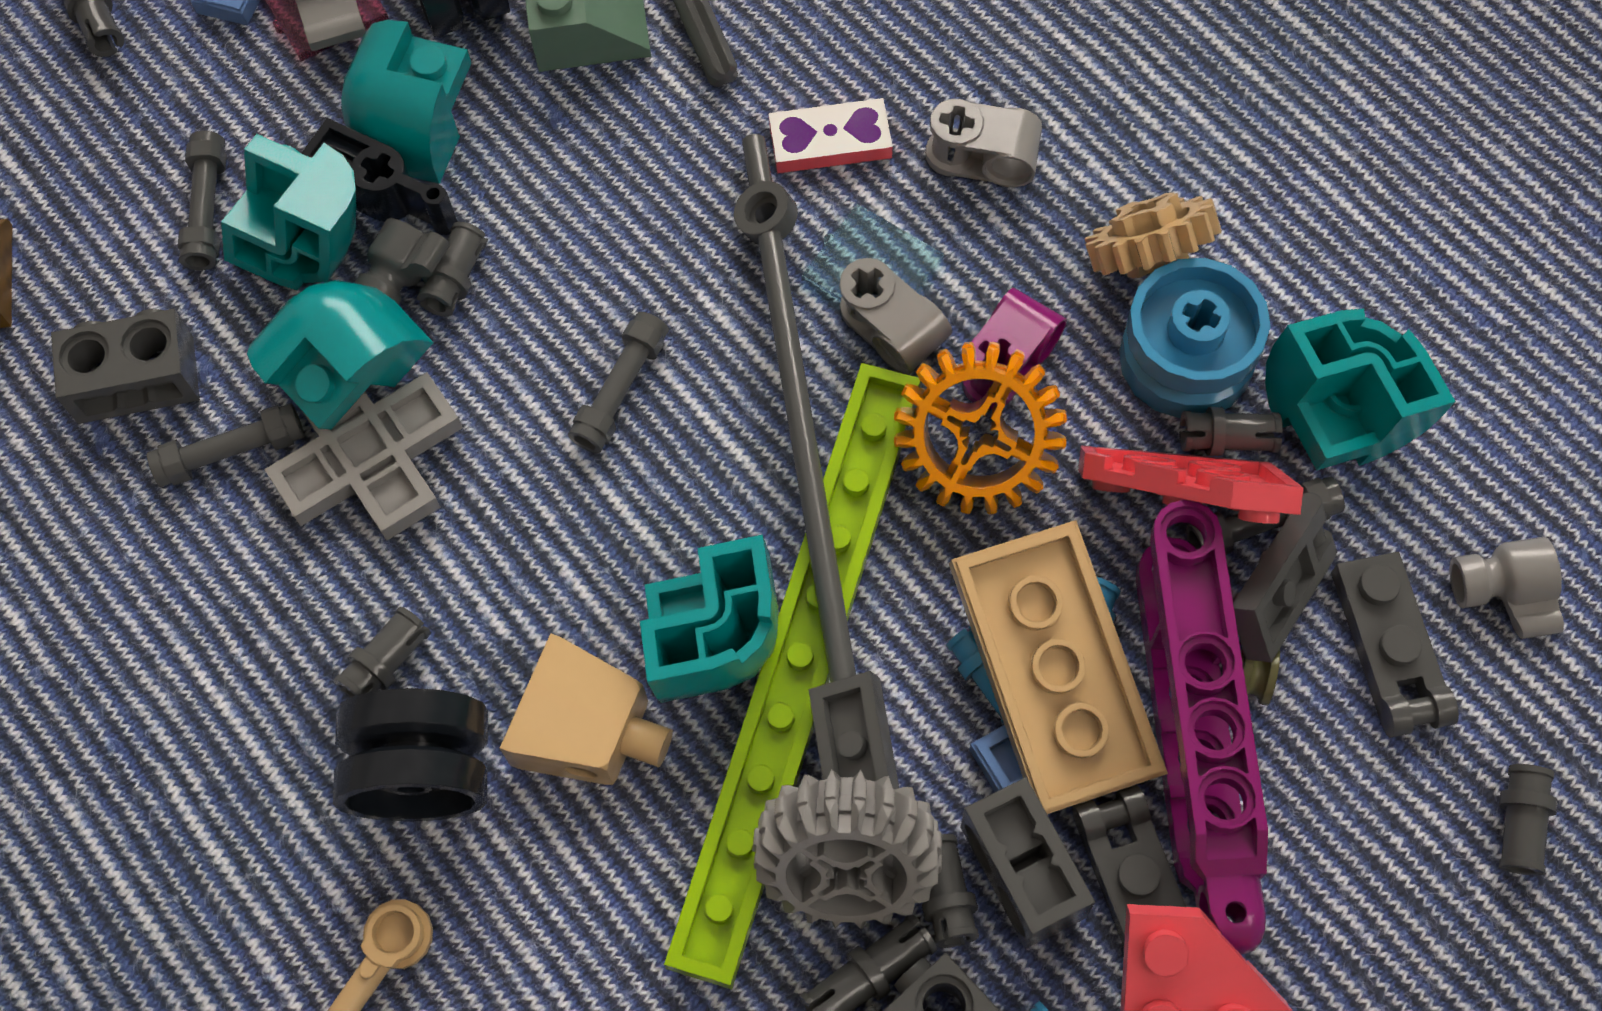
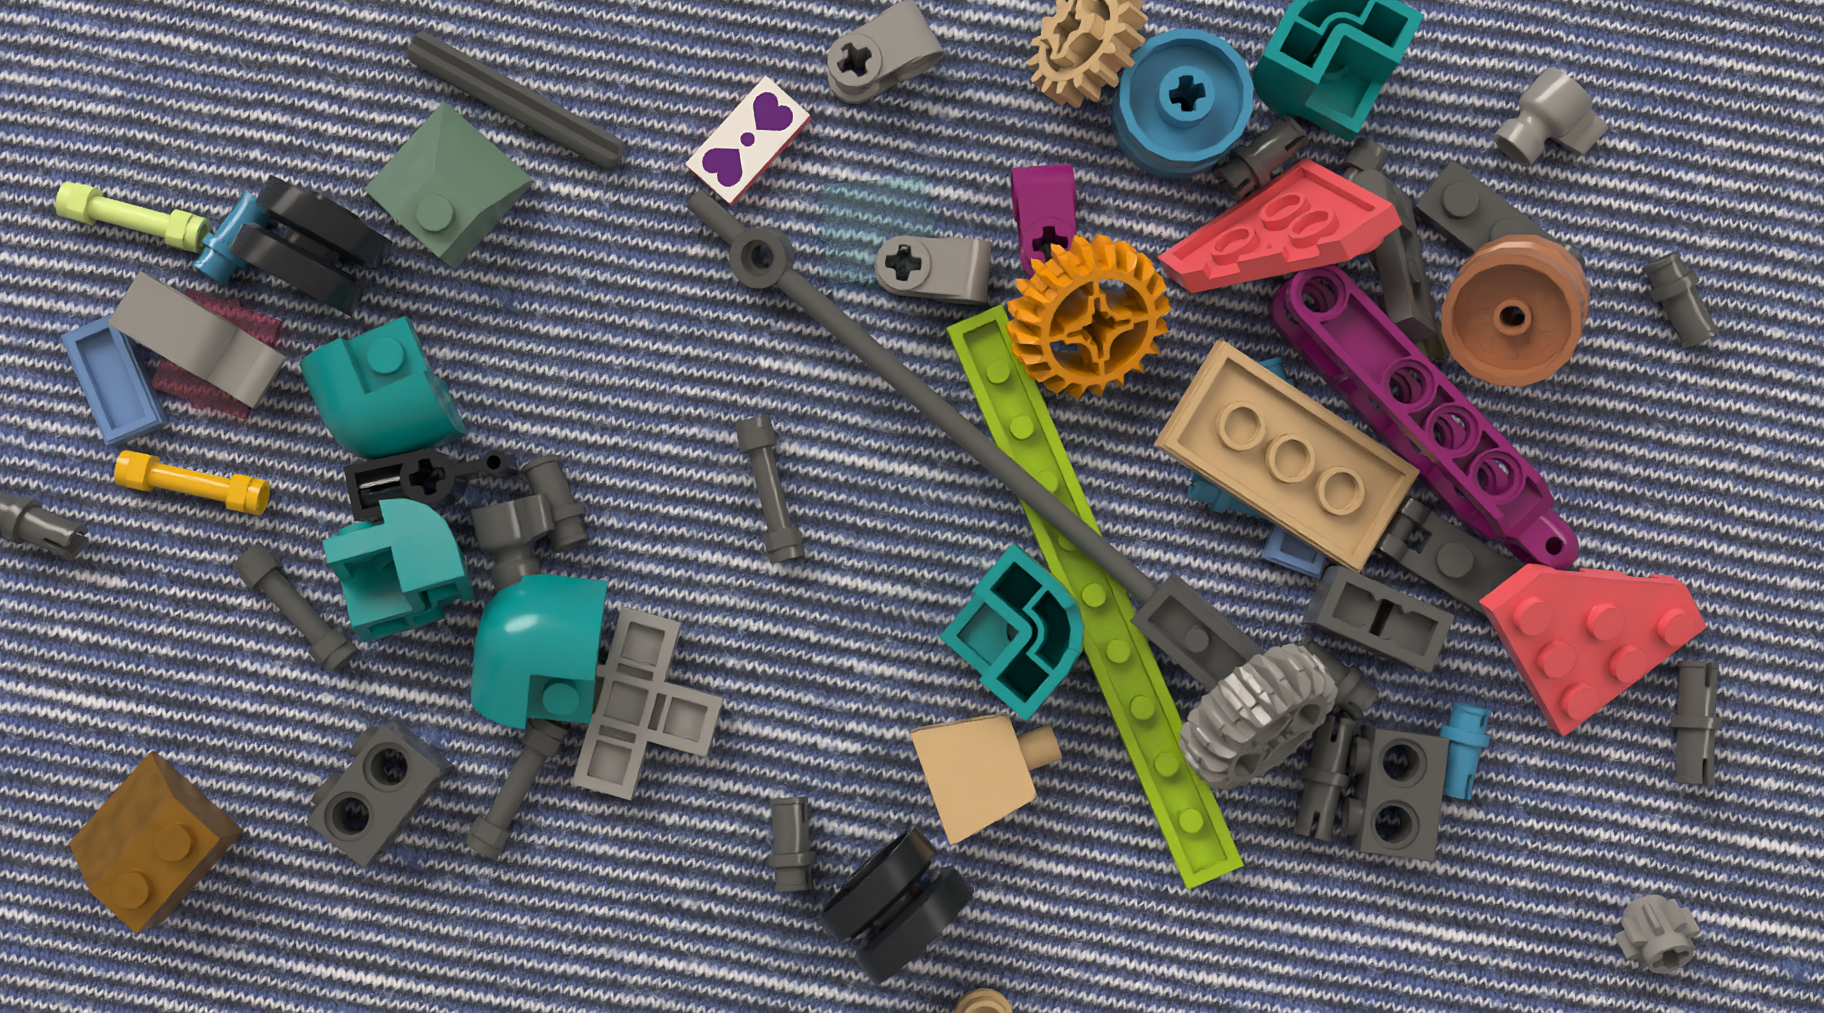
camera: 45 degrees left, 20 degrees up
(242, 93) = (145, 472): none -> yellow bar
(1358, 693) = (1495, 340): none -> nougat wheel

